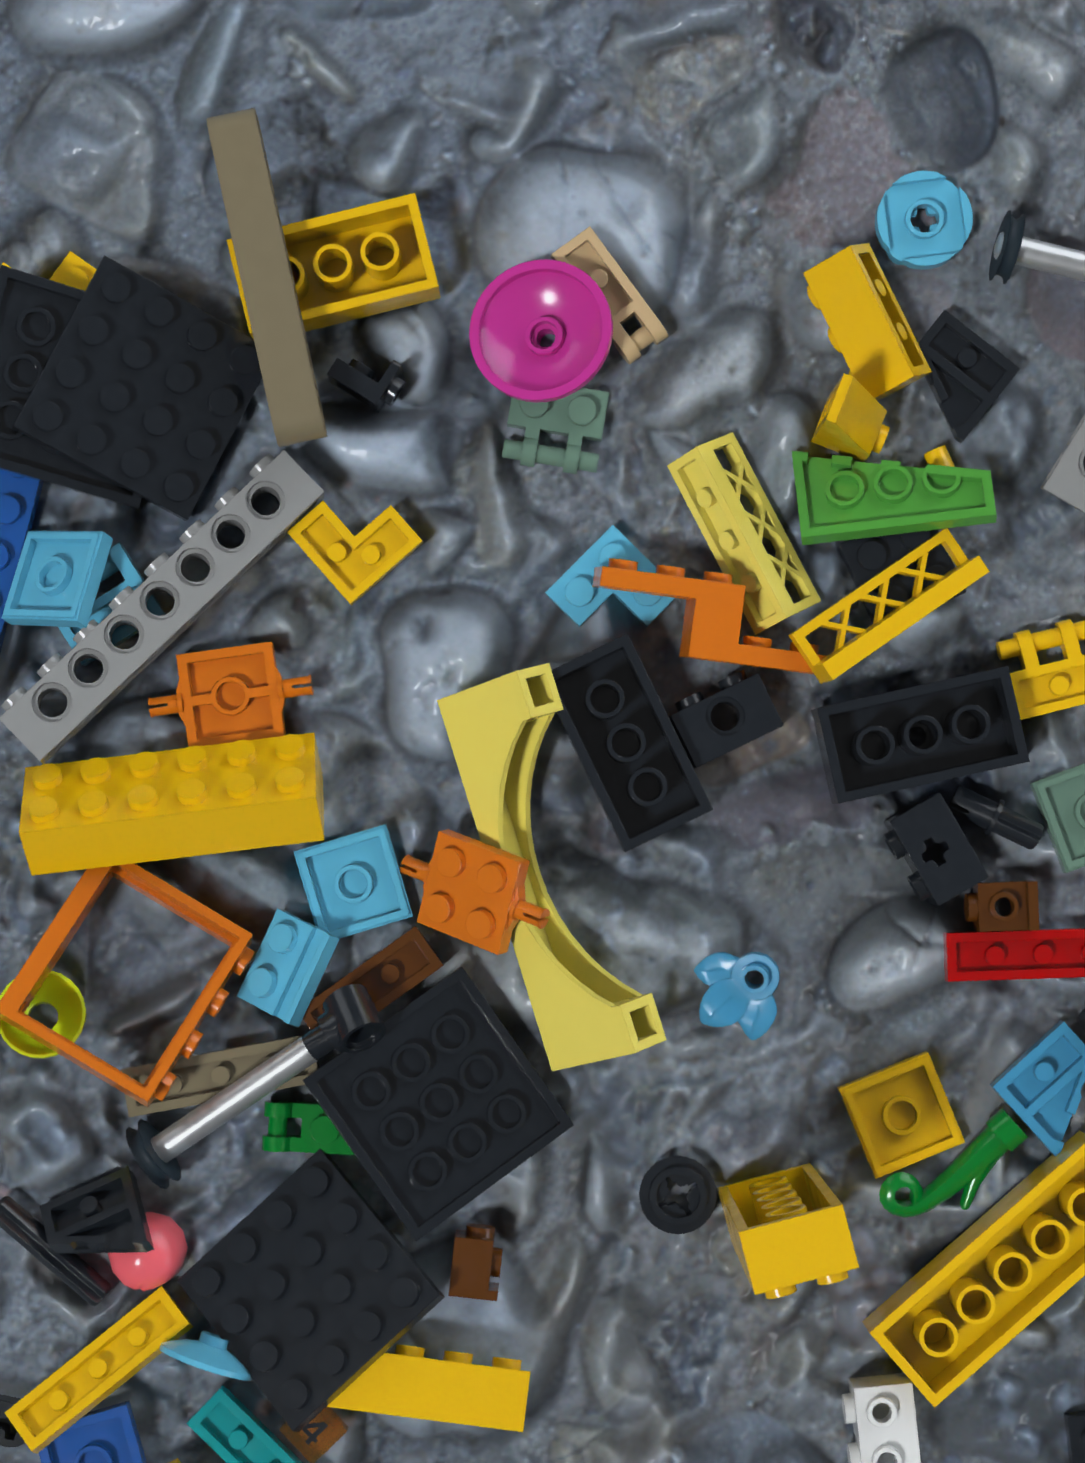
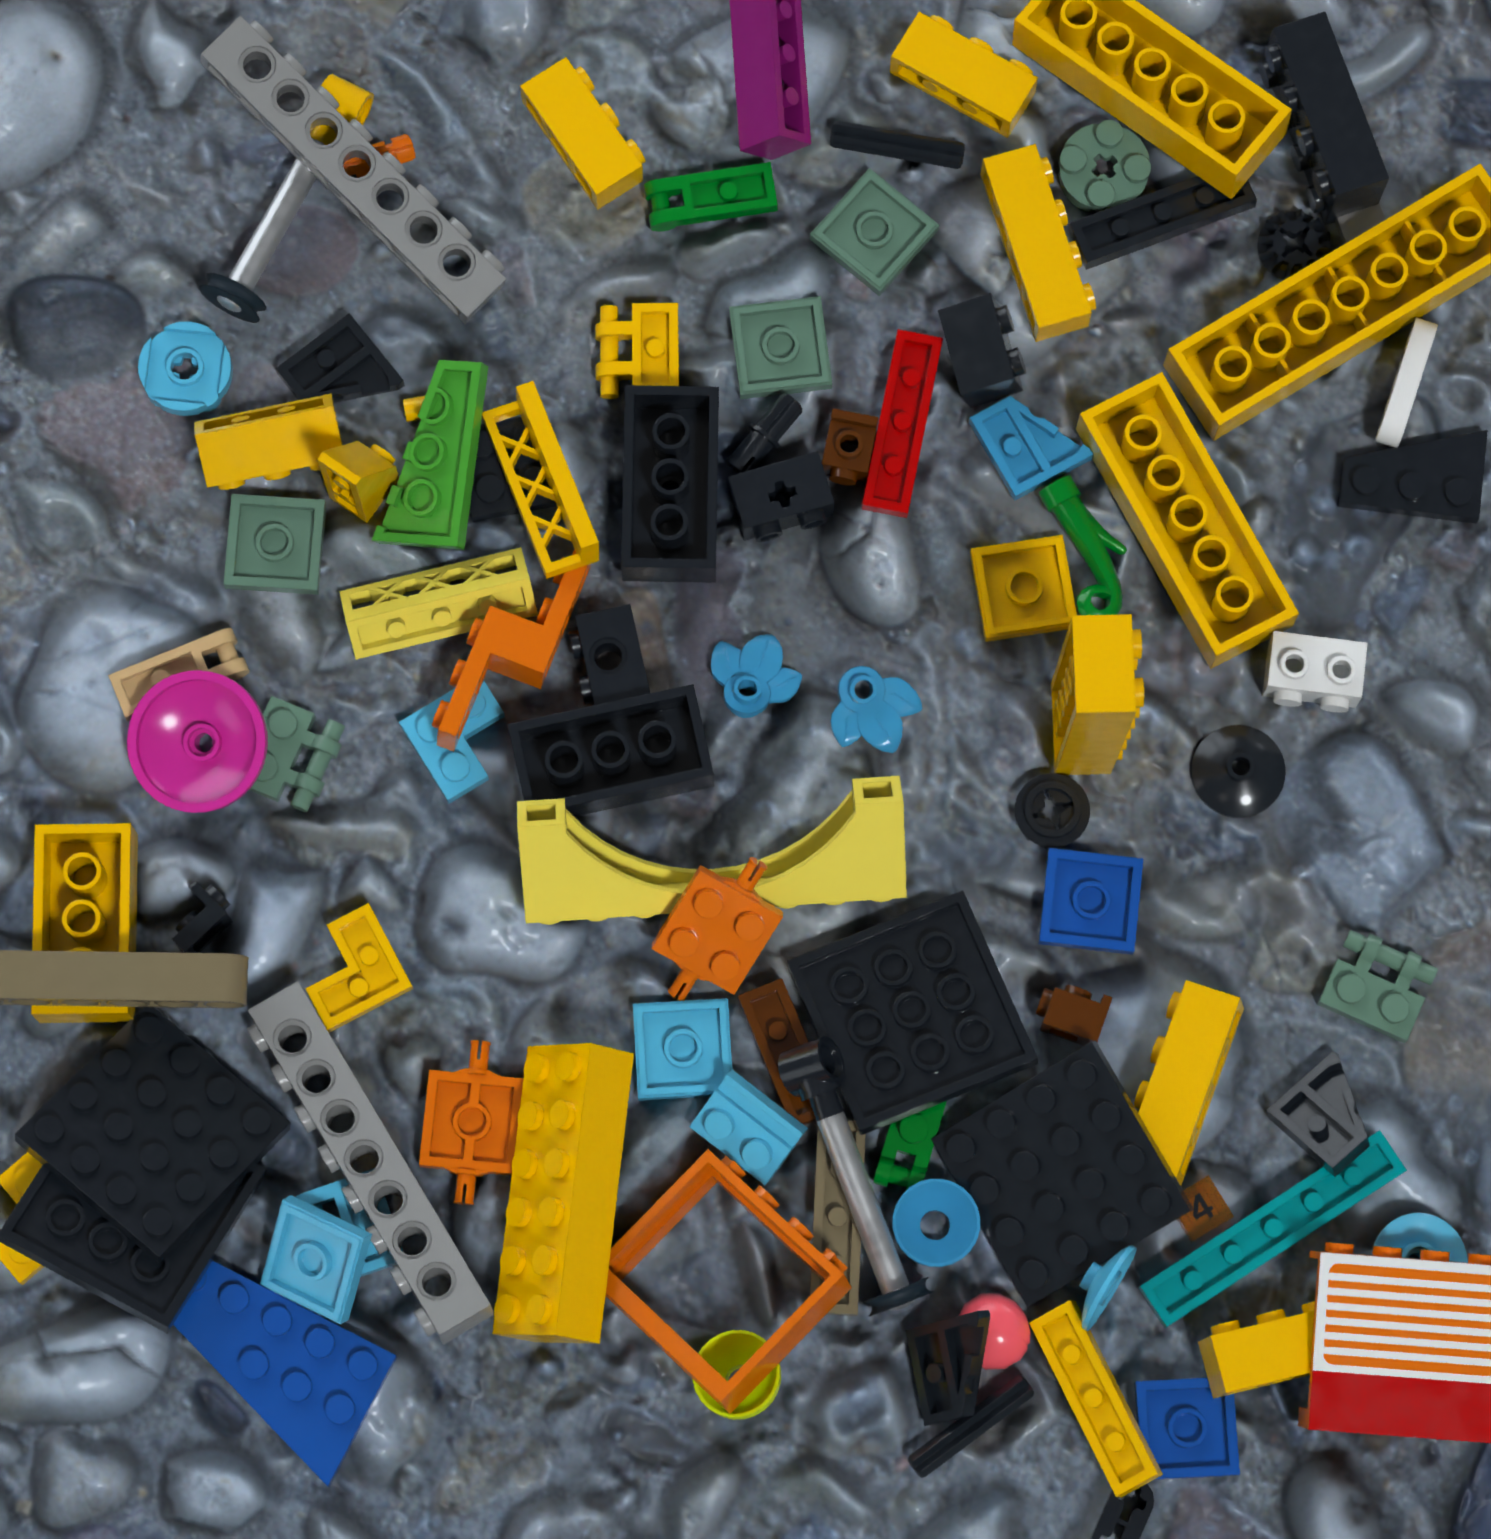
camera: 80 degrees left, 10 degrees down
(217, 1192) = (941, 1197): none -> dark azure piece
(594, 1254) = (1091, 901): none -> blue plate
(752, 864) = (756, 669): none -> dark azure plate
(759, 1347) = (1232, 793): none -> black dish
(764, 356) = (275, 544): none -> sand green plate

